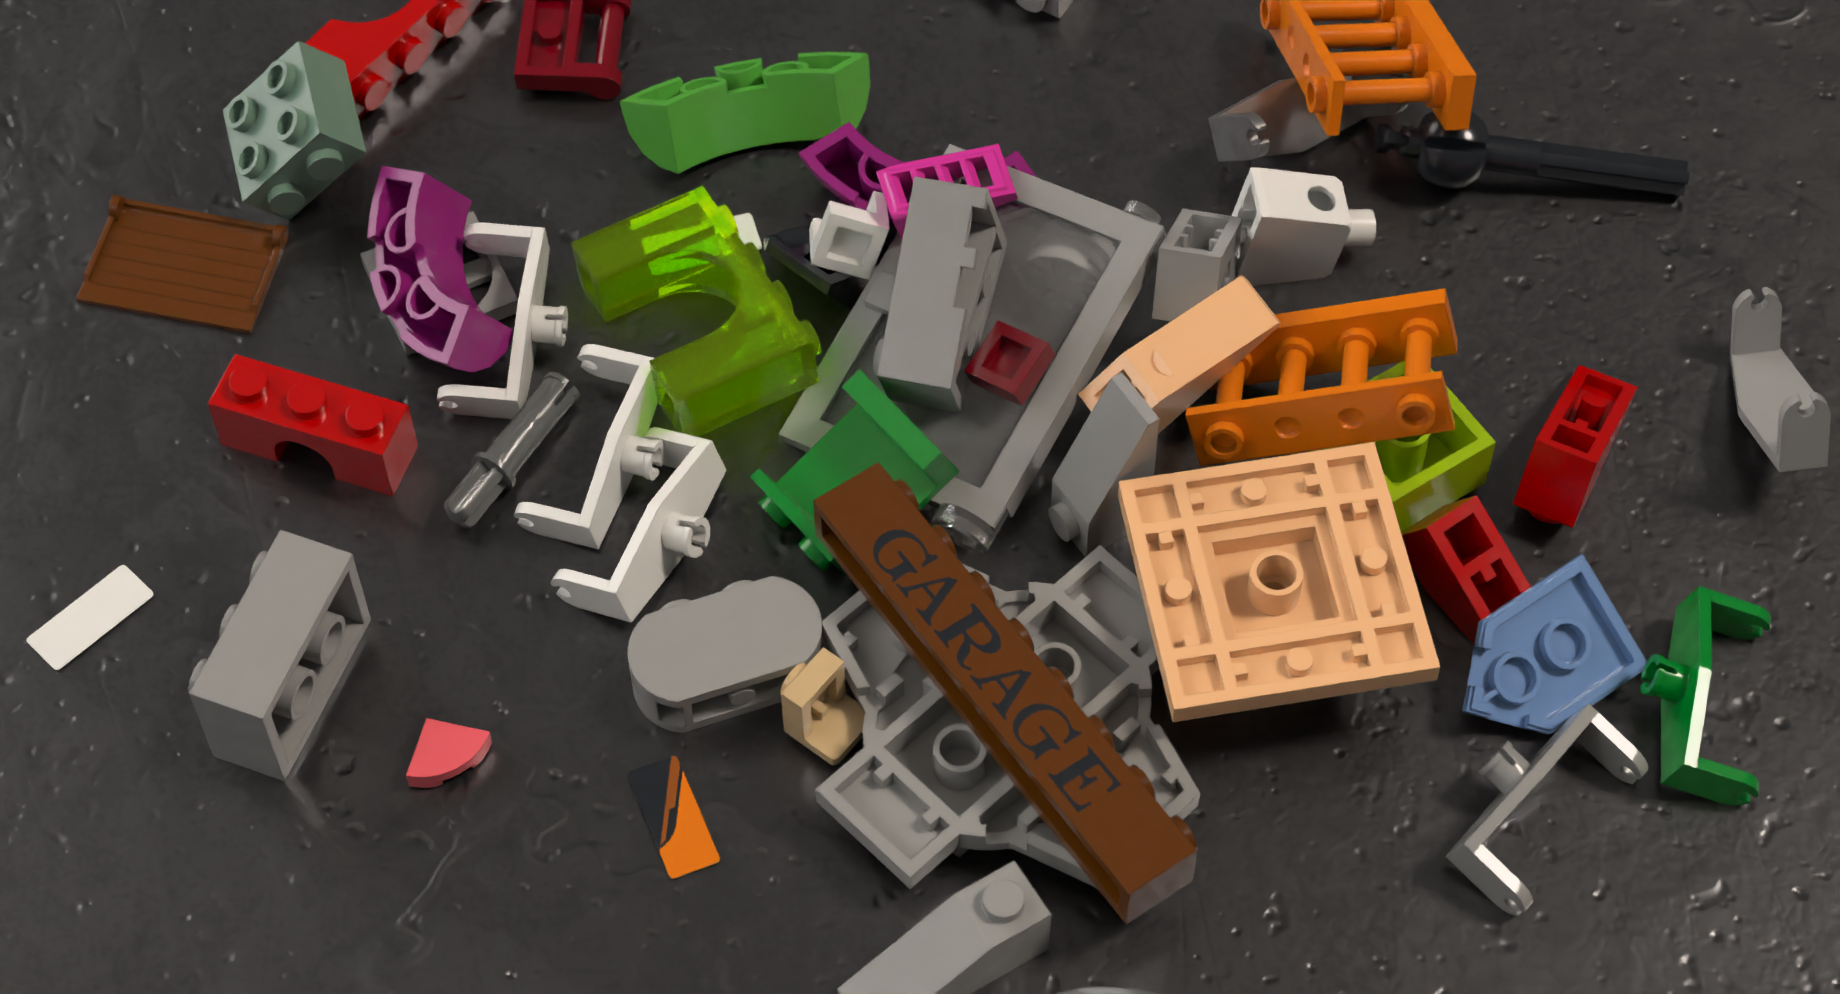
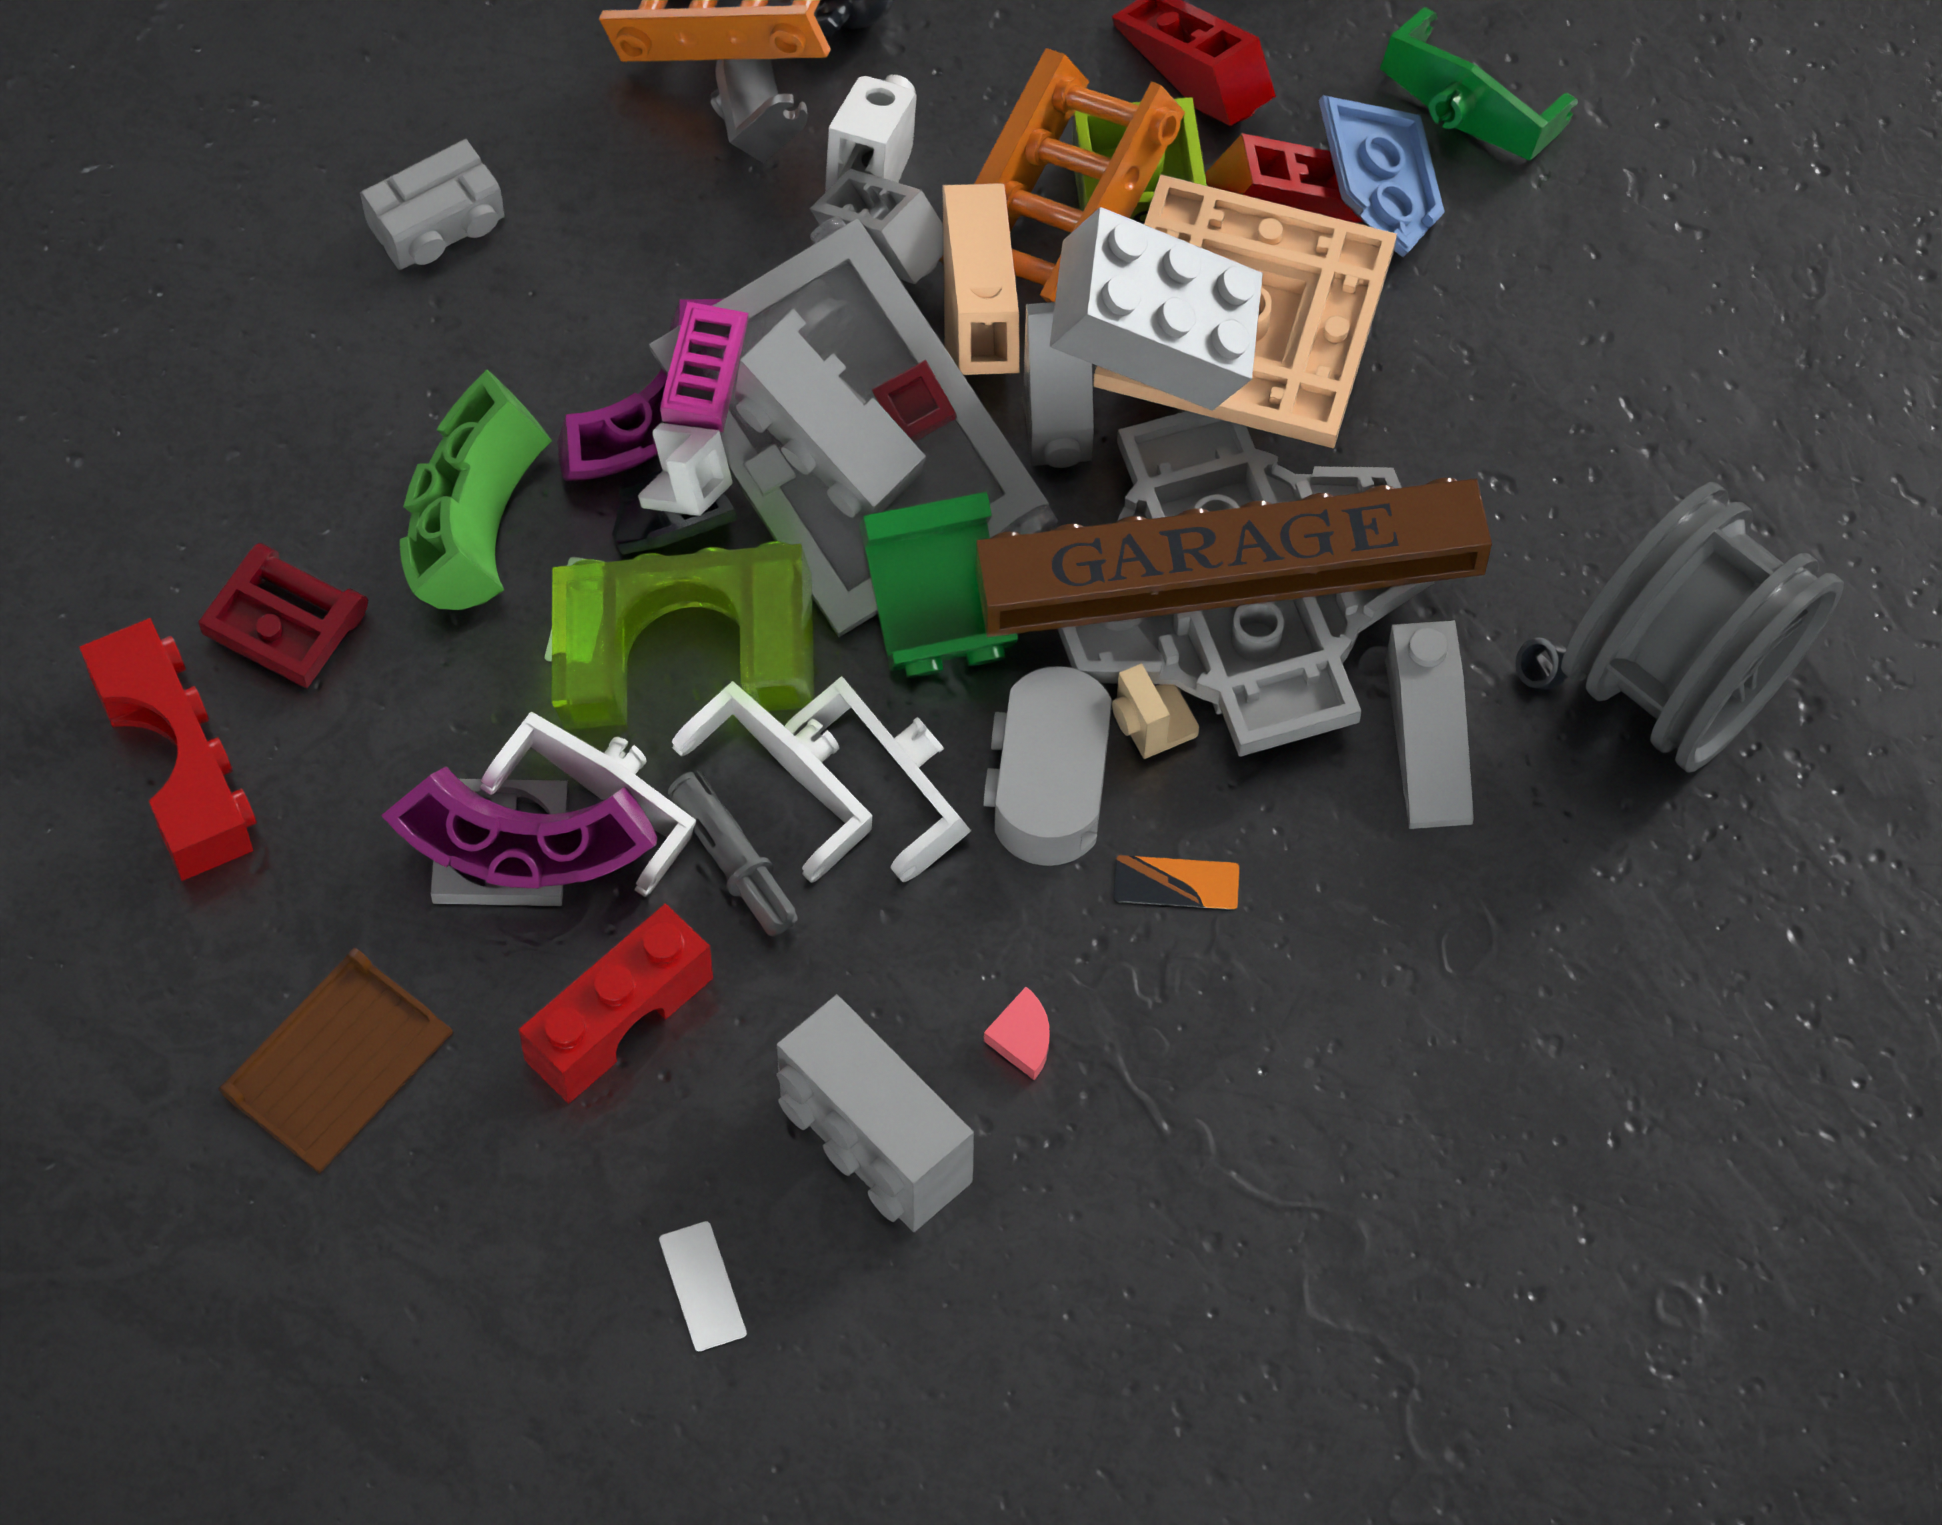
camera: 65 degrees left, 5 degrees up
(293, 131) = (273, 885): sand green brick -> none
(1178, 473) = (1156, 309): none -> light grey brick
(1516, 779) = (1493, 251): light grey piece -> none

